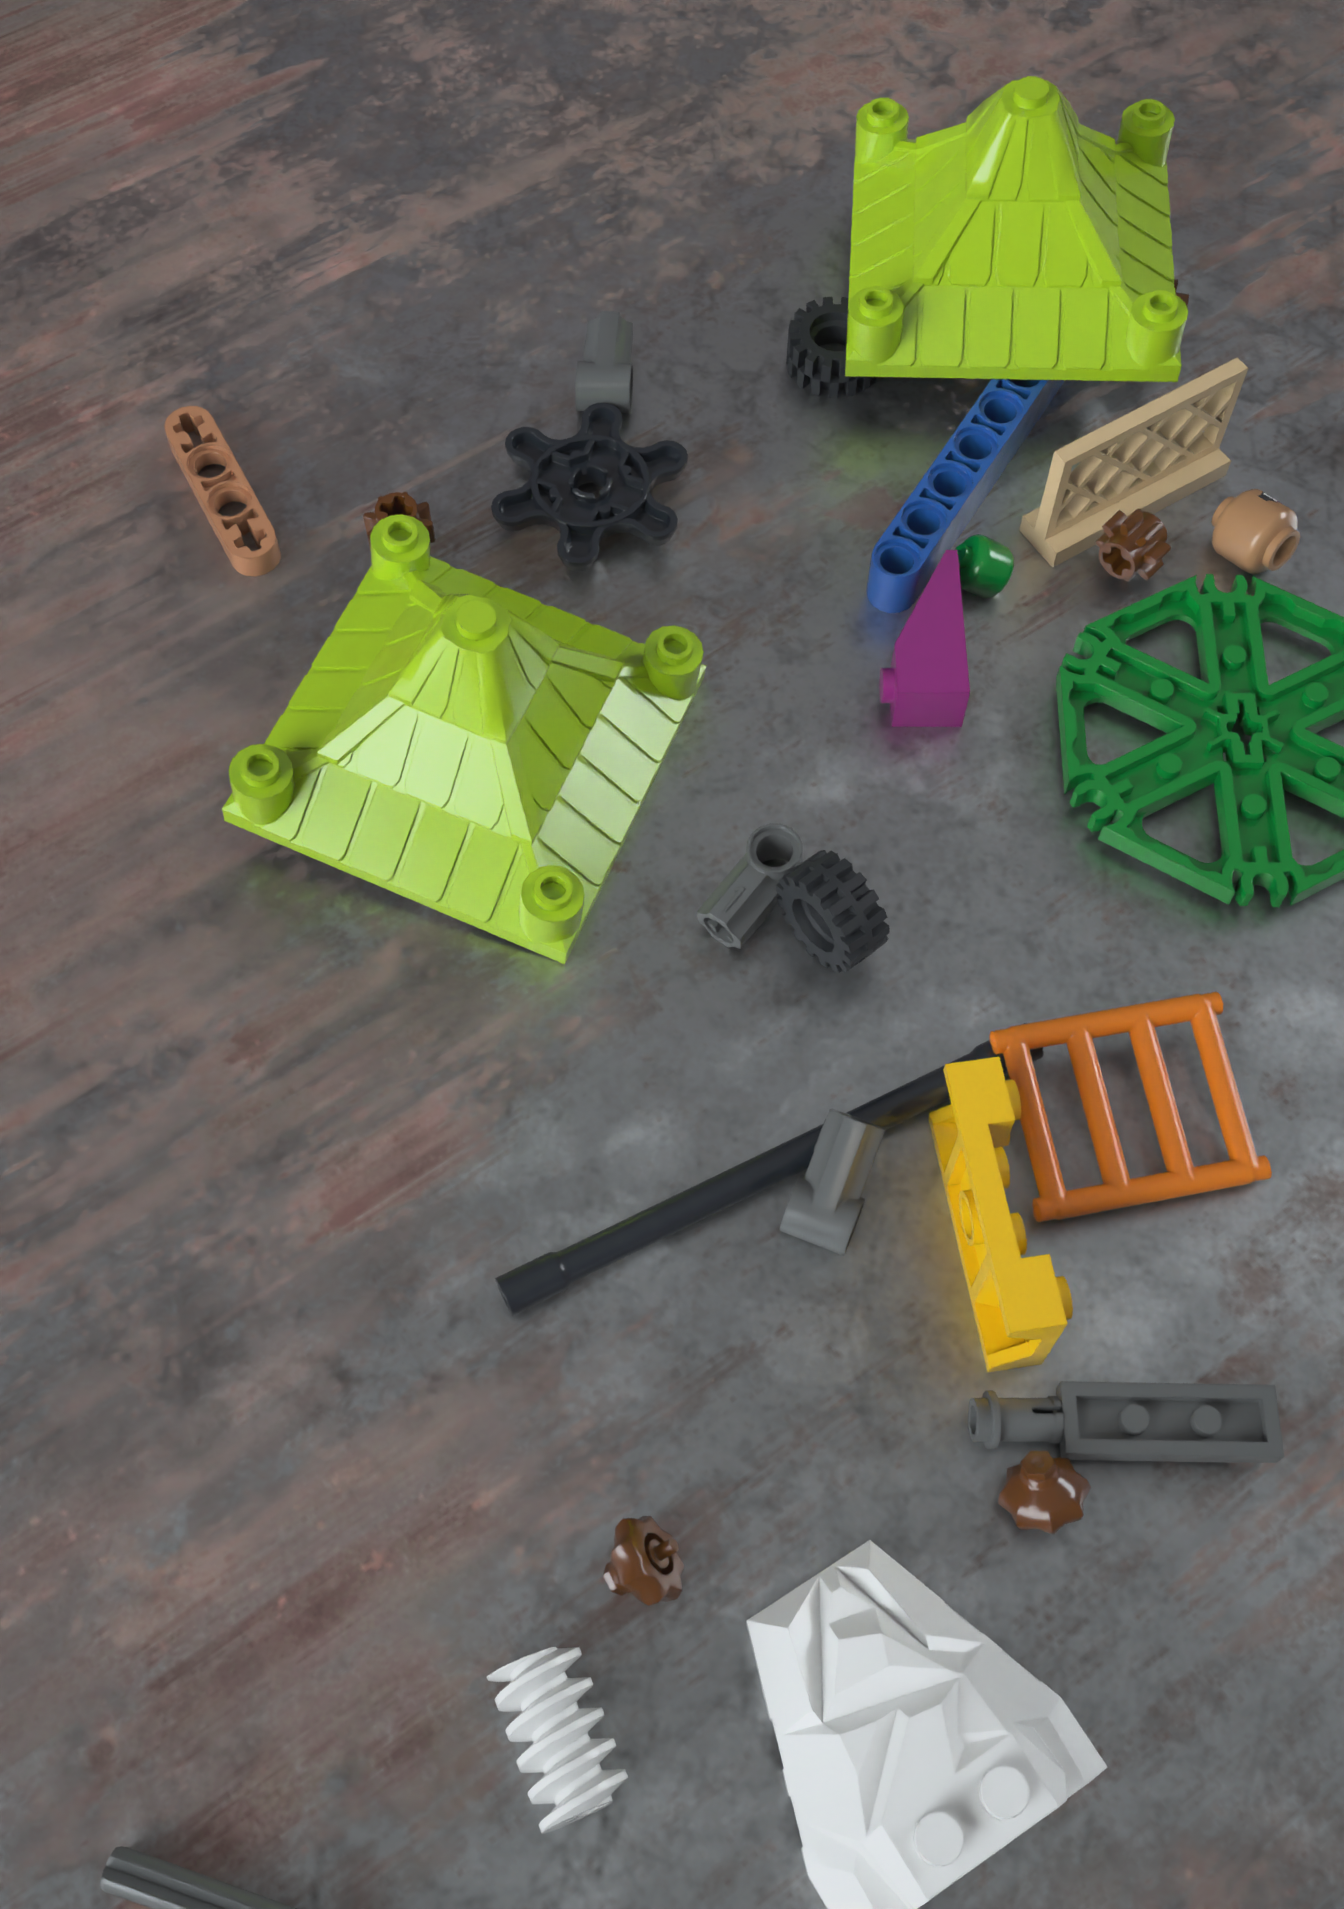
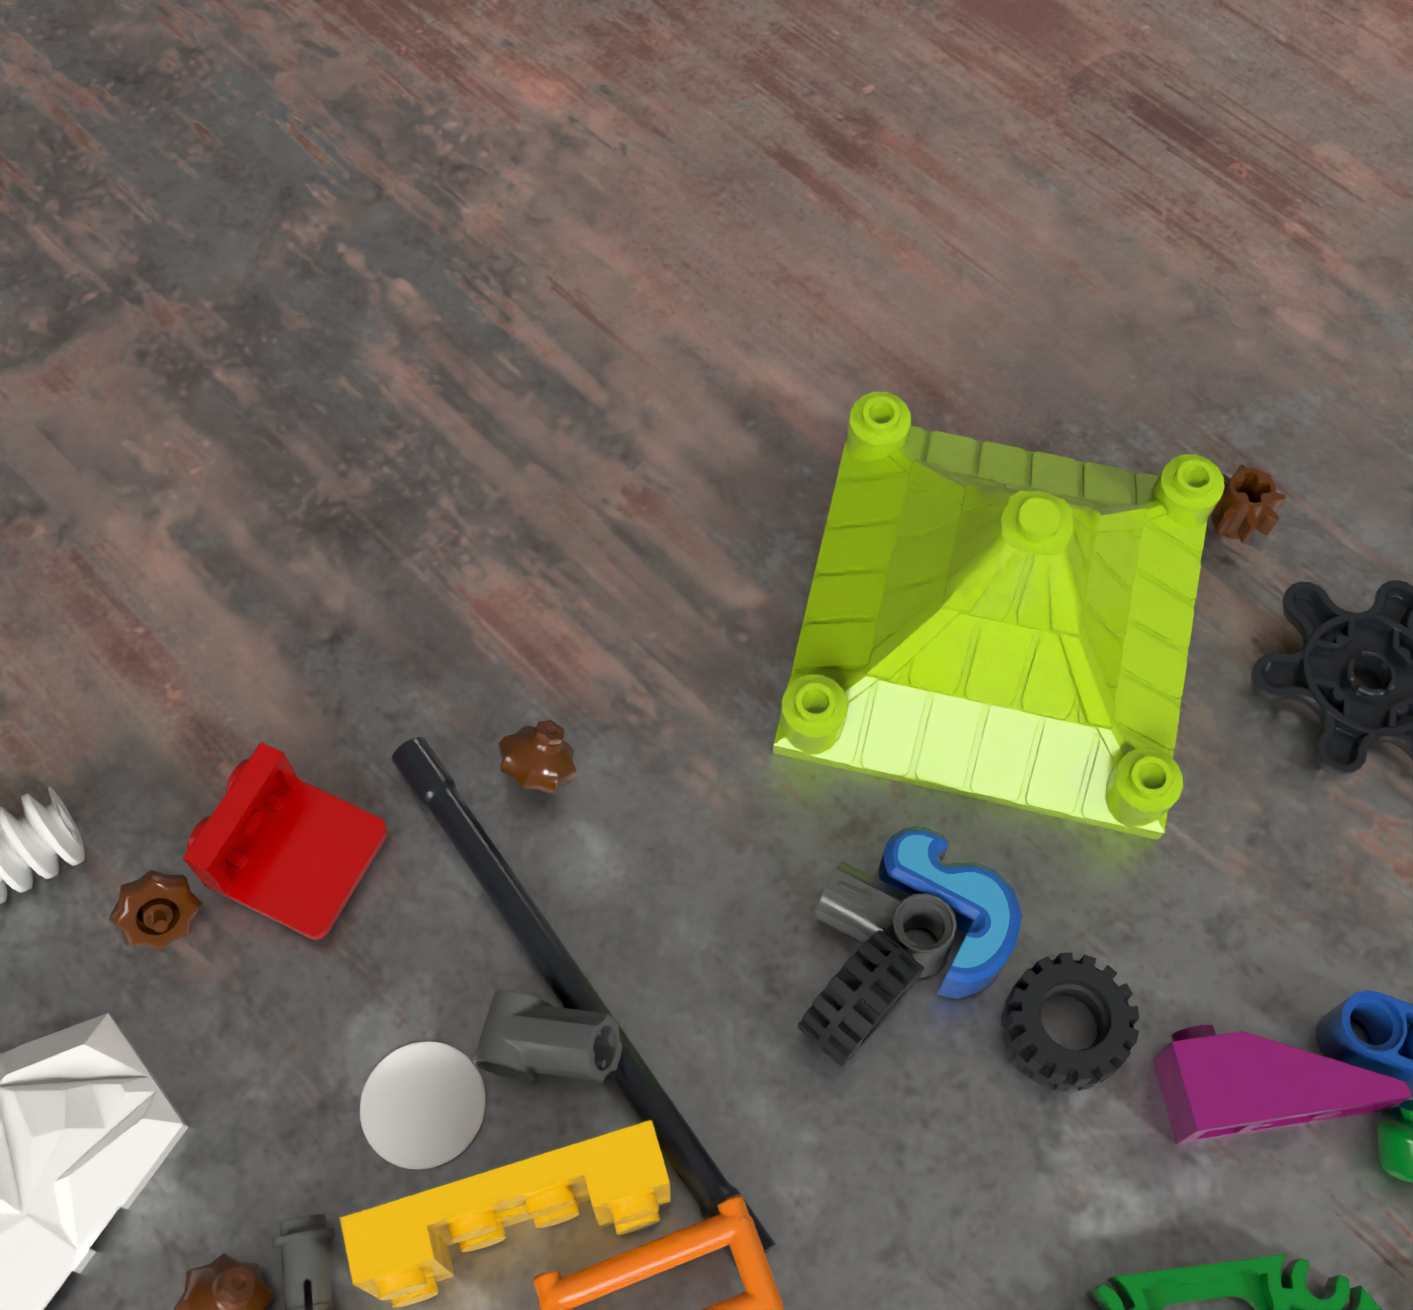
camera: 80 degrees right, 0 degrees up
(222, 489) = (1240, 348): nougat beam -> none
(541, 1165) = (538, 757): none -> reddish brown piece
(598, 1419) = (284, 845): none -> red bracket
(712, 853) = (978, 896): none -> blue animal
(868, 742) = (1098, 993): none -> black tyre
(869, 1314) = (422, 1105): none -> white sticker

